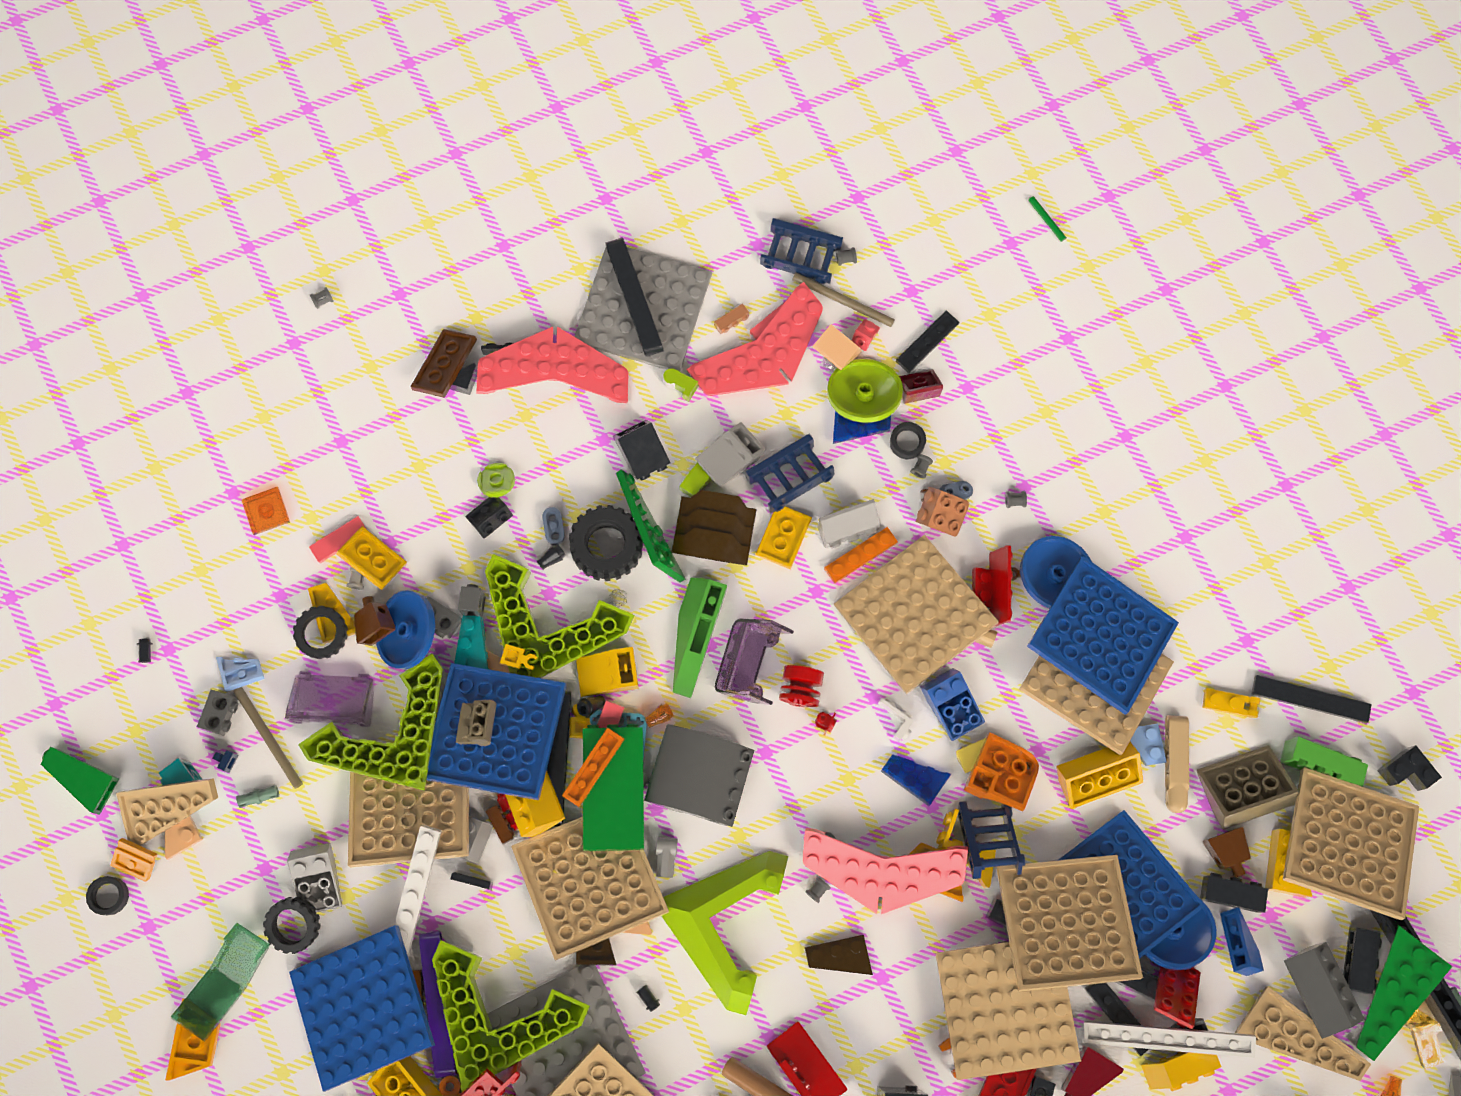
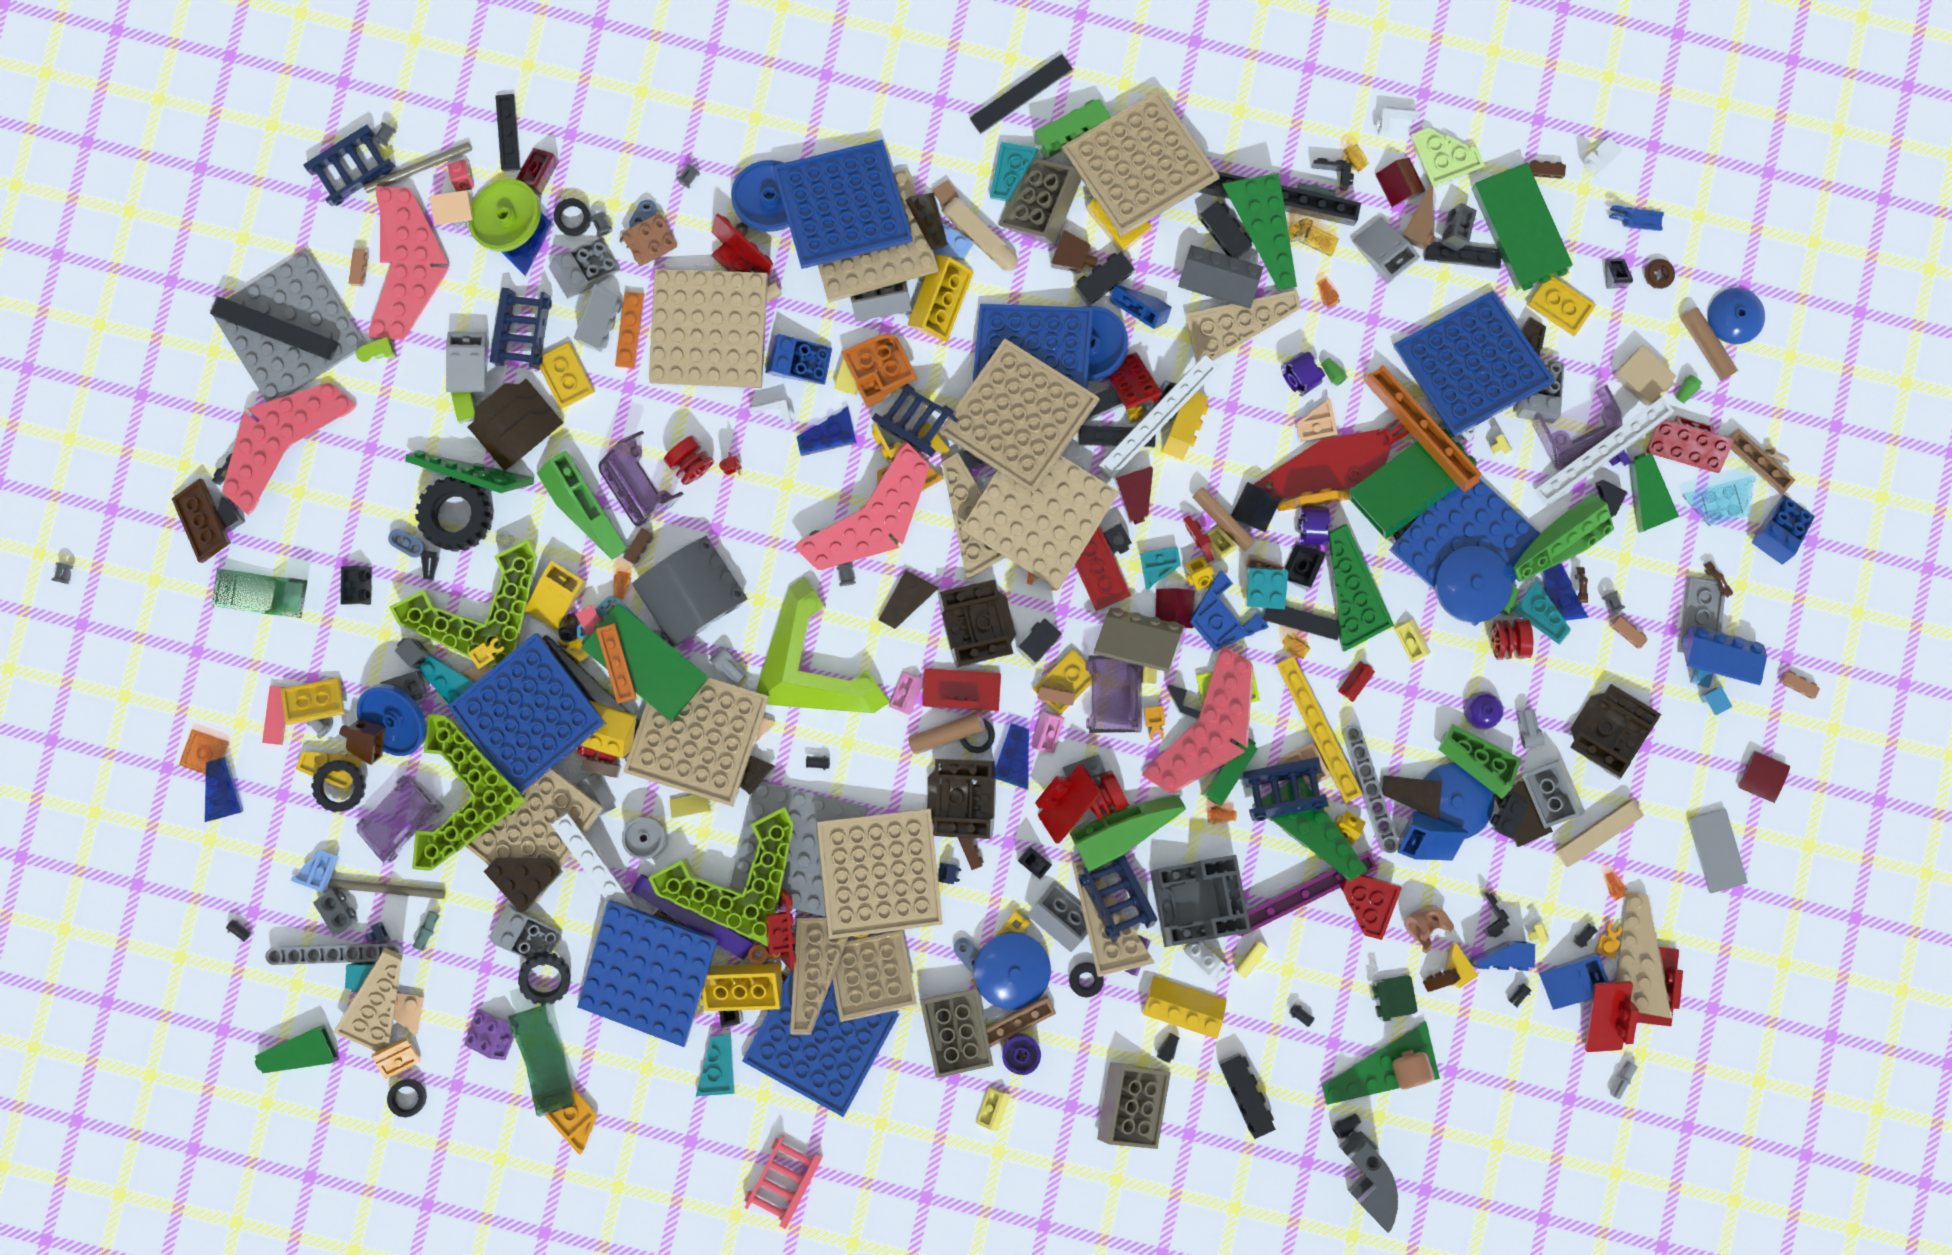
camera: 45 degrees left, 10 degrees up
(175, 734) = (325, 956): none -> light grey beam
(209, 920) = (489, 1036): none -> medium lavender bracket
(245, 547) = (220, 791): none -> clear blue wing
(359, 839) = (523, 878): none -> dark brown plate
(423, 450) = (259, 593): none -> clear green windscreen
(471, 880) = (619, 825): black tile -> none
(476, 722) = (509, 722): dark tan brick -> none
(483, 909) = (655, 842): none -> light grey wheel
(496, 480) = (332, 557): lime tile -> none
(526, 922) = (688, 806): none -> light yellow slope
(642, 450) = (404, 425): black slope -> none
(700, 704) = (638, 546): none -> reddish brown piece
(765, 1023) = (906, 693): none -> bright pink slope
(871, 1033) = (977, 623): none -> dark brown slope
(877, 480) = (583, 267): none -> light grey slope
(961, 932) = (963, 497): none -> tan wing
(1055, 730) = (881, 302): none -> light grey slope
(1152, 1016) = (1135, 413): none -> yellow plate
(1153, 709) = (928, 219): none -> dark brown wing
(1182, 706) = (945, 193): none -> medium nougat tile
(1230, 703) = (973, 155): yellow plate -> none
(1247, 742) = (1010, 169): none -> teal wing
(1411, 765) = (1129, 66): black brick -> none

